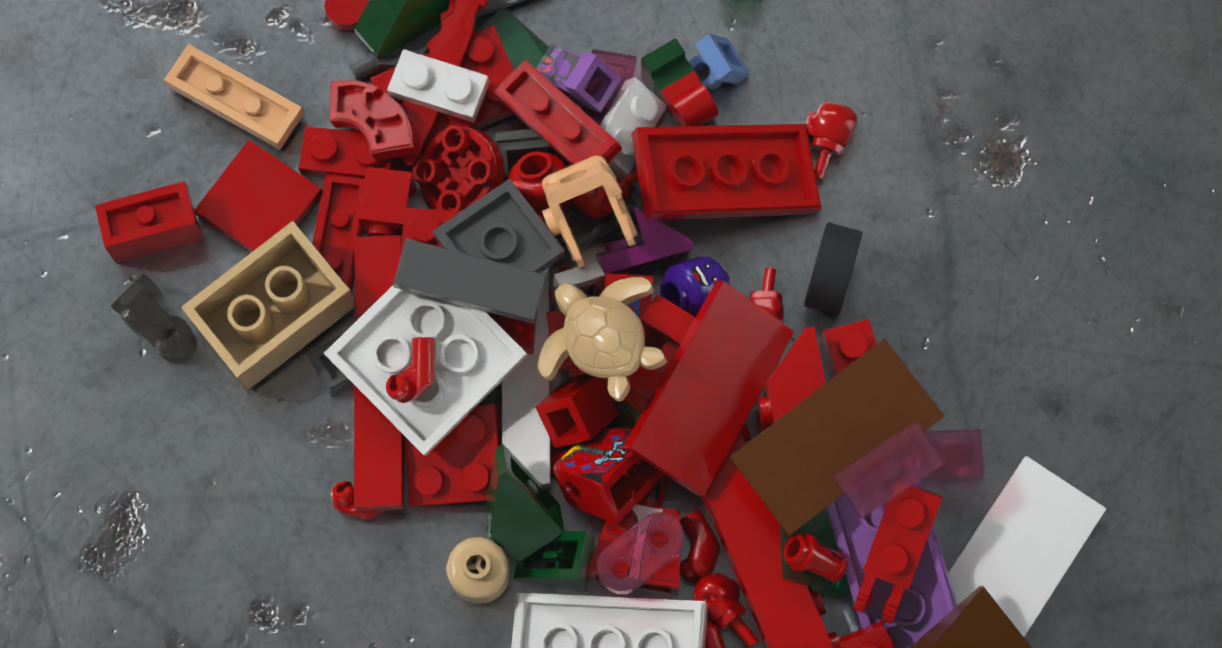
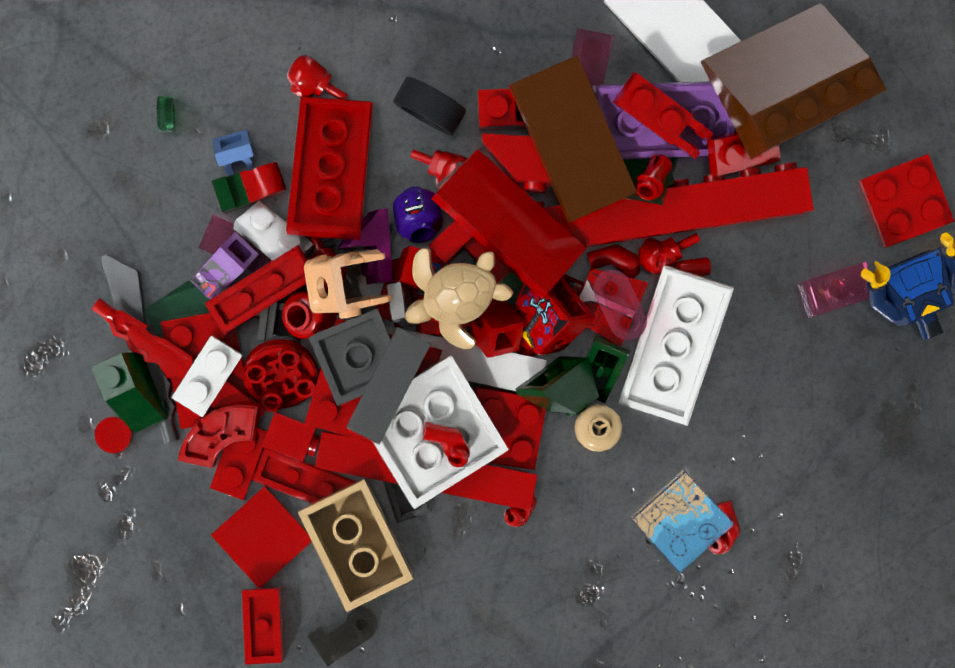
camera: 80 degrees left, 15 degrees up
(234, 96) = (170, 539): light nougat plate -> none
(888, 469) = (610, 107): clear pink plate -> none

